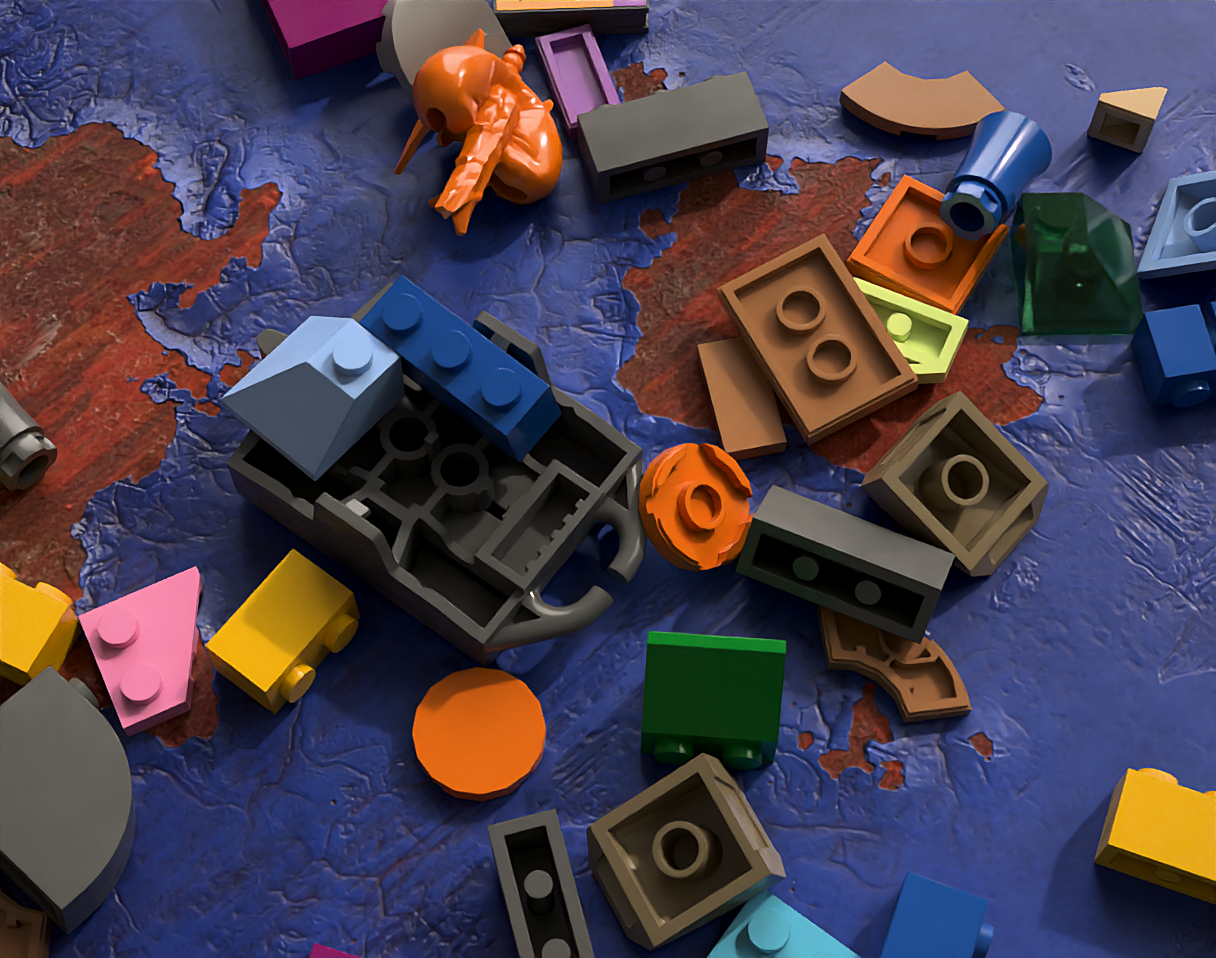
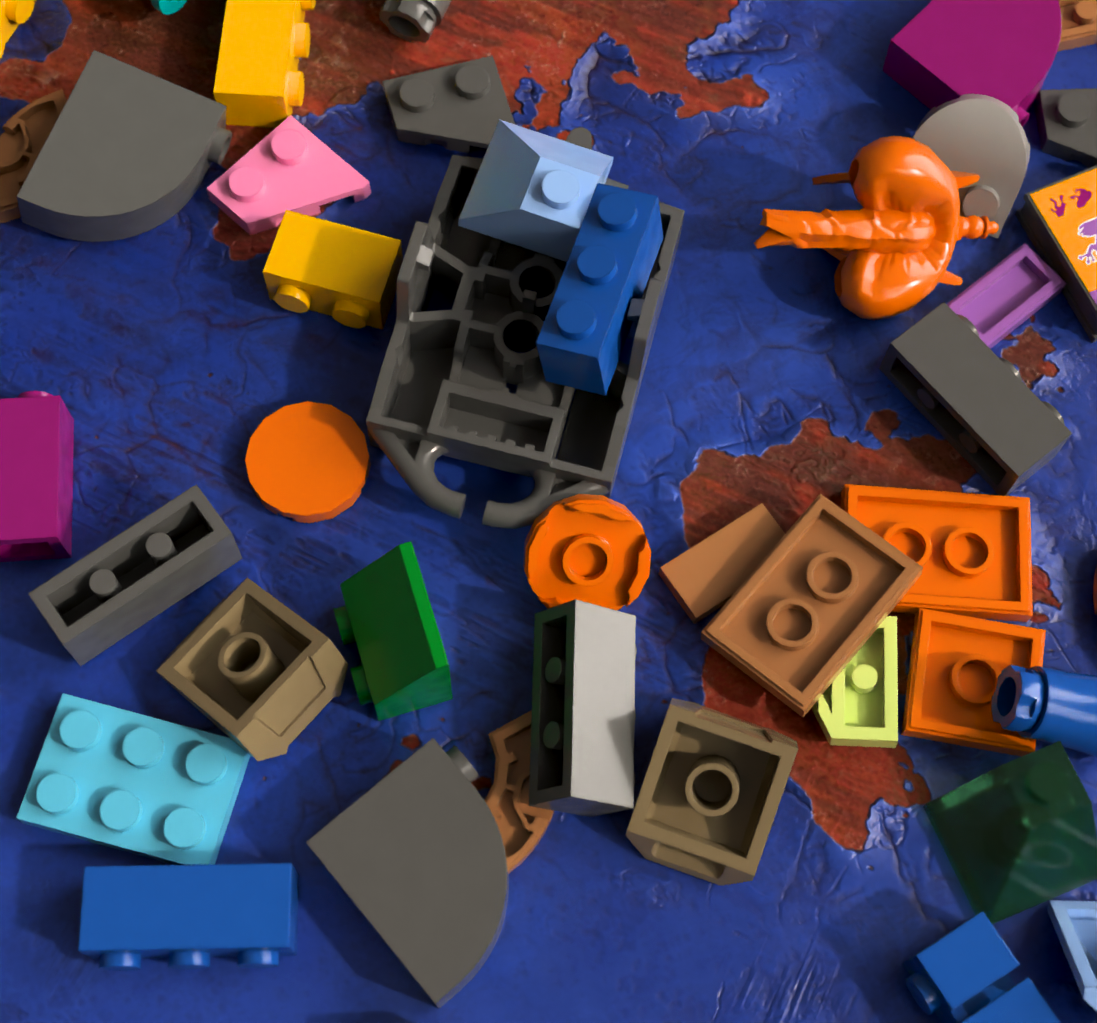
camera: 65 degrees right, 5 degrees up
(147, 458) = (449, 105): none -> dark grey wing
(793, 202) = (968, 544): none -> orange tile
(946, 759) = (424, 867): none -> dark grey brick

